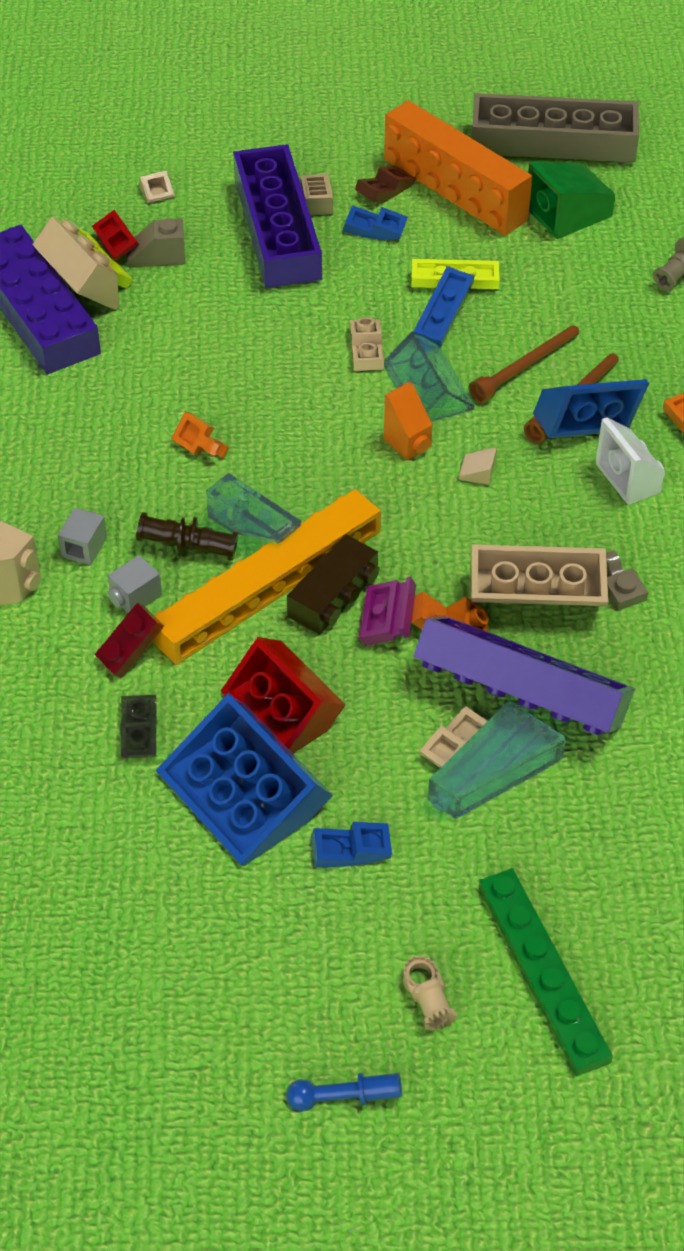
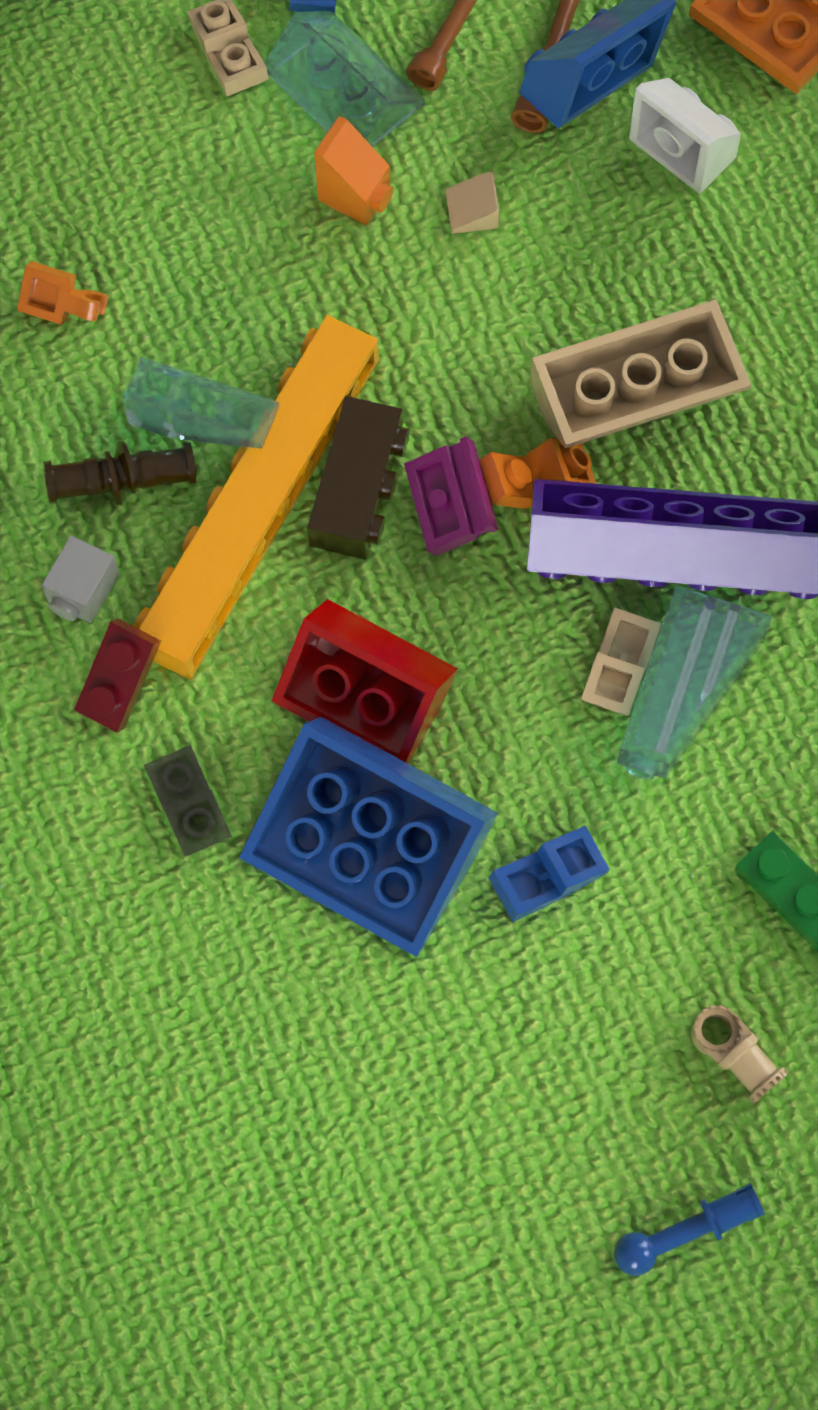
camera: 20 degrees left, 20 degrees up
(623, 586) = (751, 332): dark tan plate -> none

